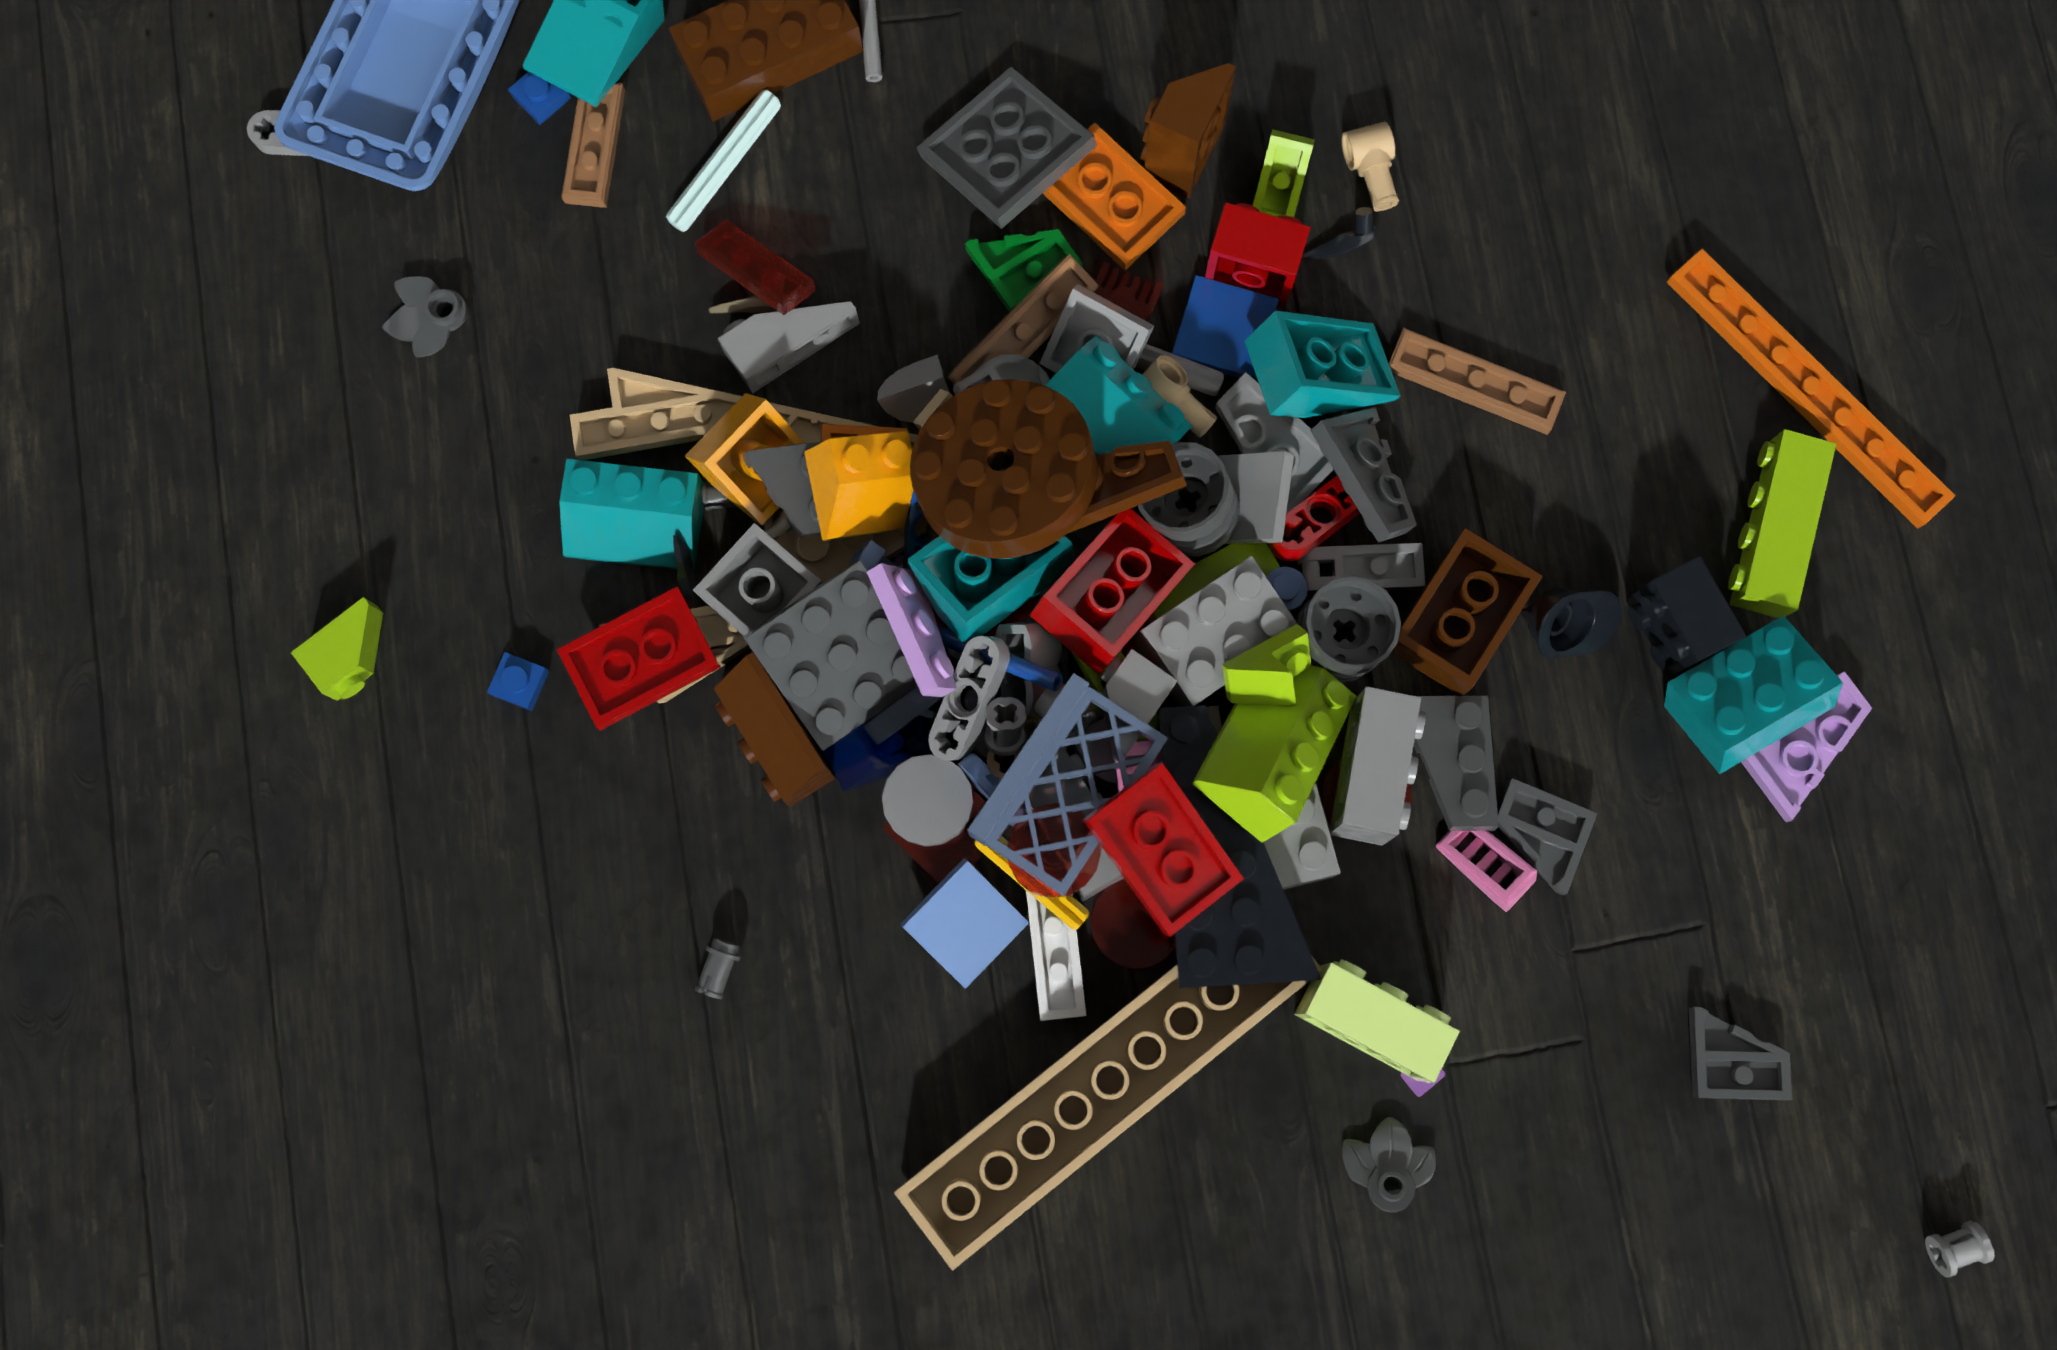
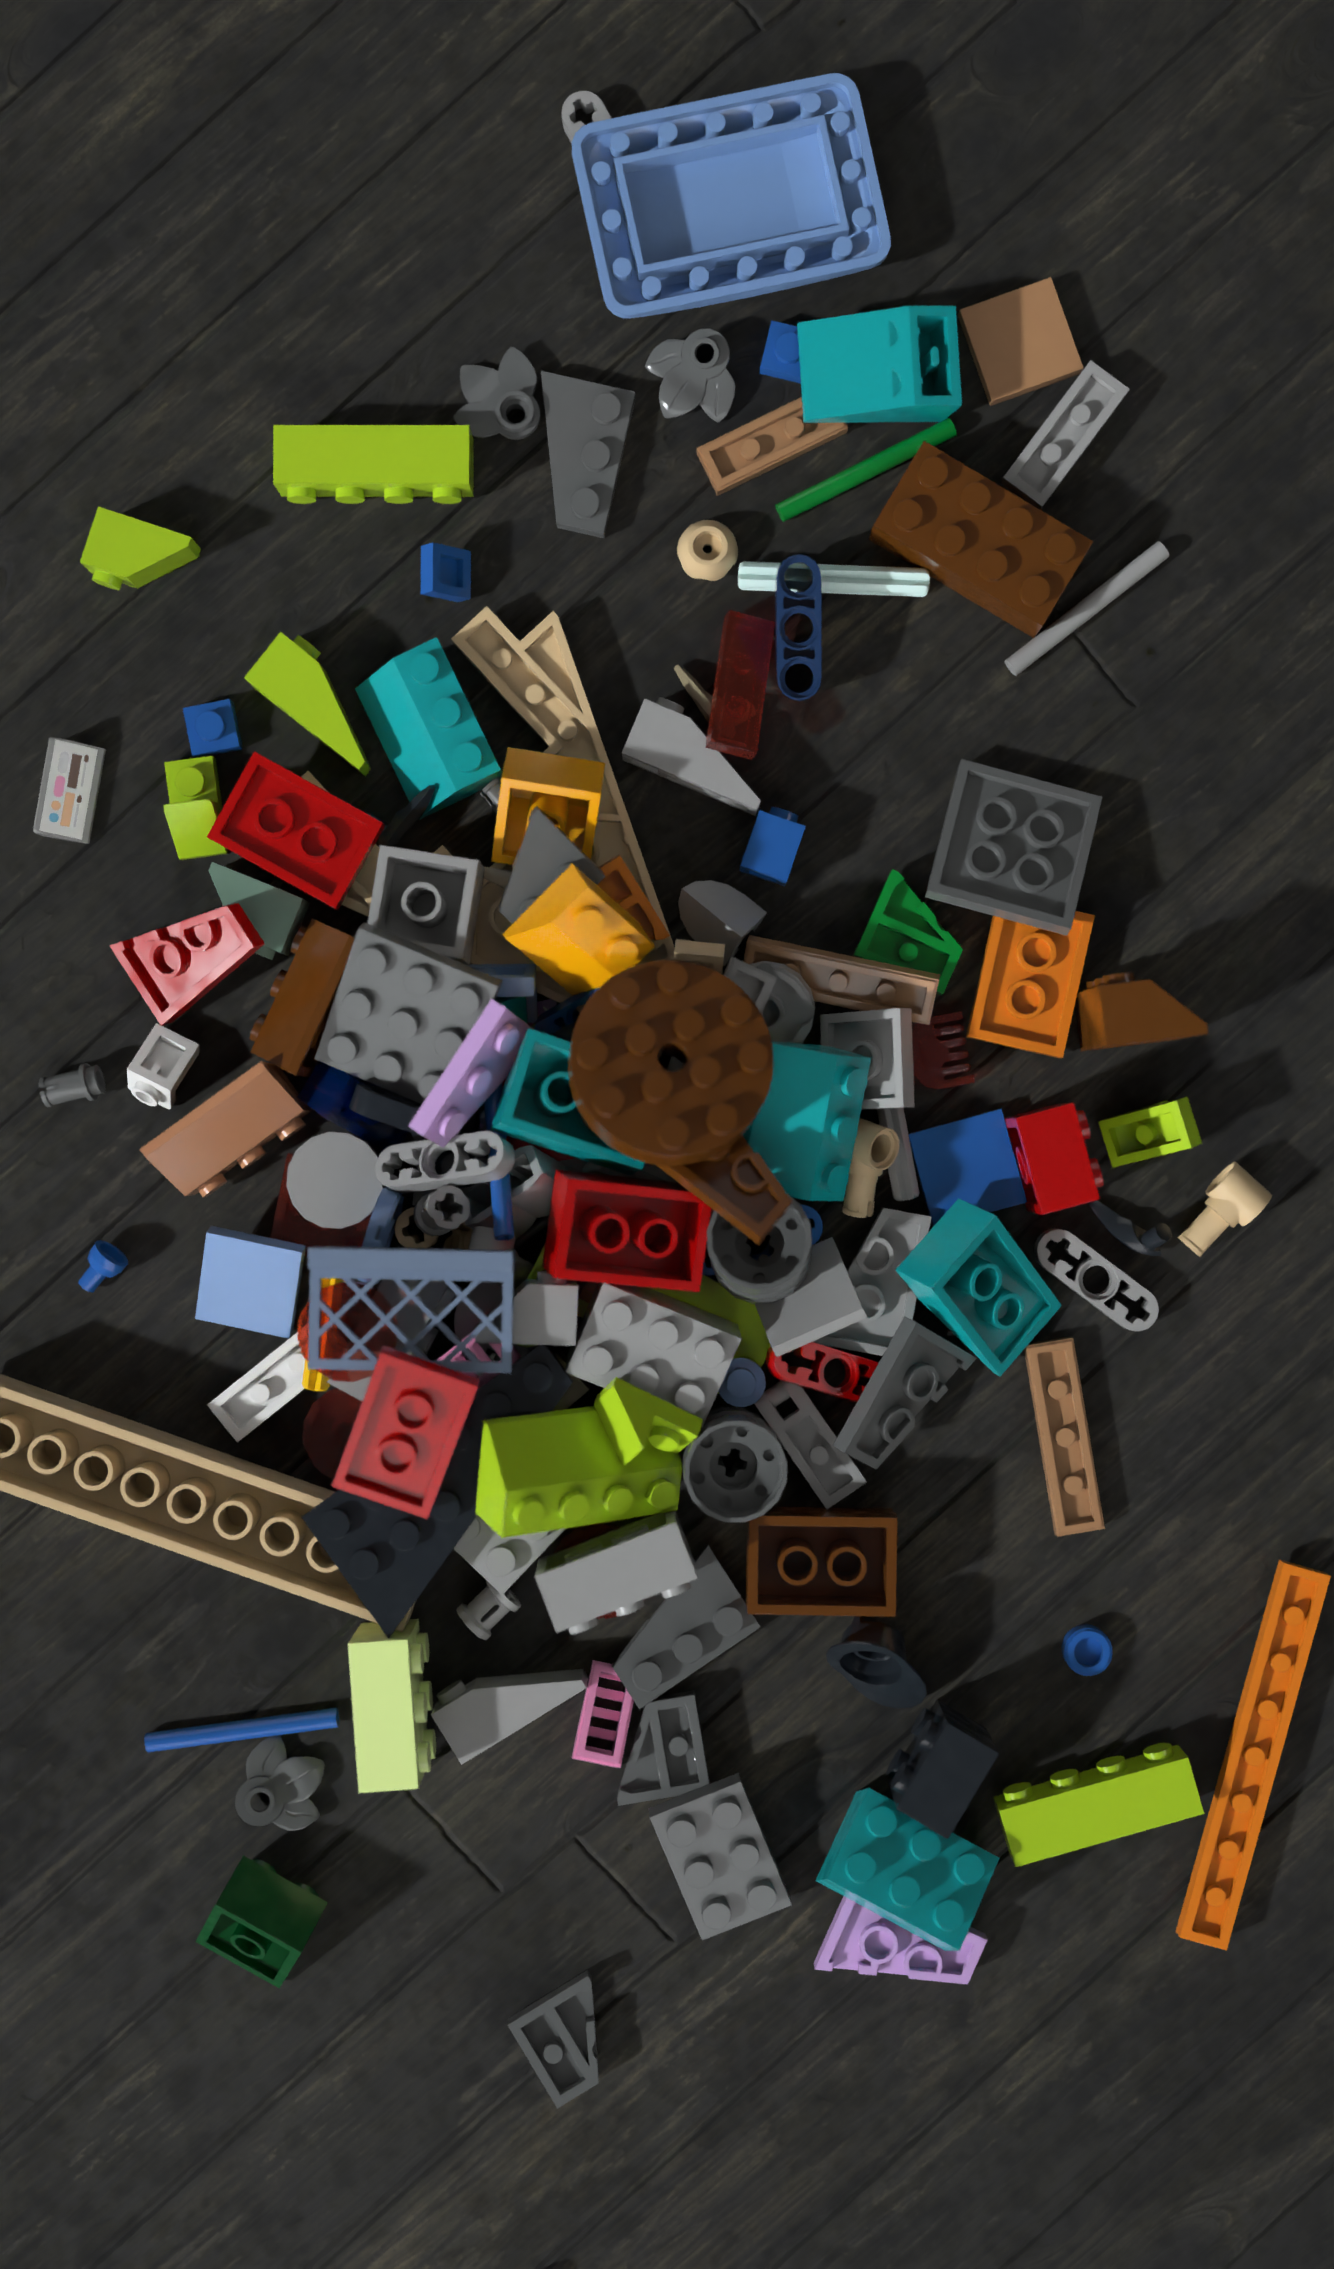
camera: 55 degrees right, 10 degrees up
(406, 431) = (373, 462): none -> lime brick
(489, 822) = (69, 790): none -> slope
(503, 274) = (586, 448): none -> dark grey wing
(509, 172) = (689, 381): none -> dark grey plate
(523, 430) = (445, 572): none -> blue plate
(538, 591) = (301, 688): none -> lime slope
(568, 732) = (193, 806): none -> lime slope
(645, 247) = (711, 565): none -> tan plate
(660, 95) = (864, 470): none -> green bar
(679, 730) = (271, 910): none -> sand green slope
(680, 806) = (187, 959): none -> wing
(734, 180) = (807, 651): none -> dark blue beam
(750, 887) = (160, 1066): none -> white bracket
(834, 859) = (228, 1130): none -> nougat slope
(874, 1033) = (104, 1262): none -> blue piece
(891, 319) = (773, 846): none -> blue brick
(1323, 1167) = (242, 1730): none -> blue piece
(1343, 898) = (487, 1610): none -> light grey bush
(1401, 286) = (1132, 1290): none -> light grey beam
(1429, 946) = (497, 1706): none -> light grey slope
(1494, 1250) = (262, 1921): none -> dark green slope
(1653, 463) = (1087, 1650): none -> blue tile
(1656, 839) = (719, 1856): none -> dark grey plate

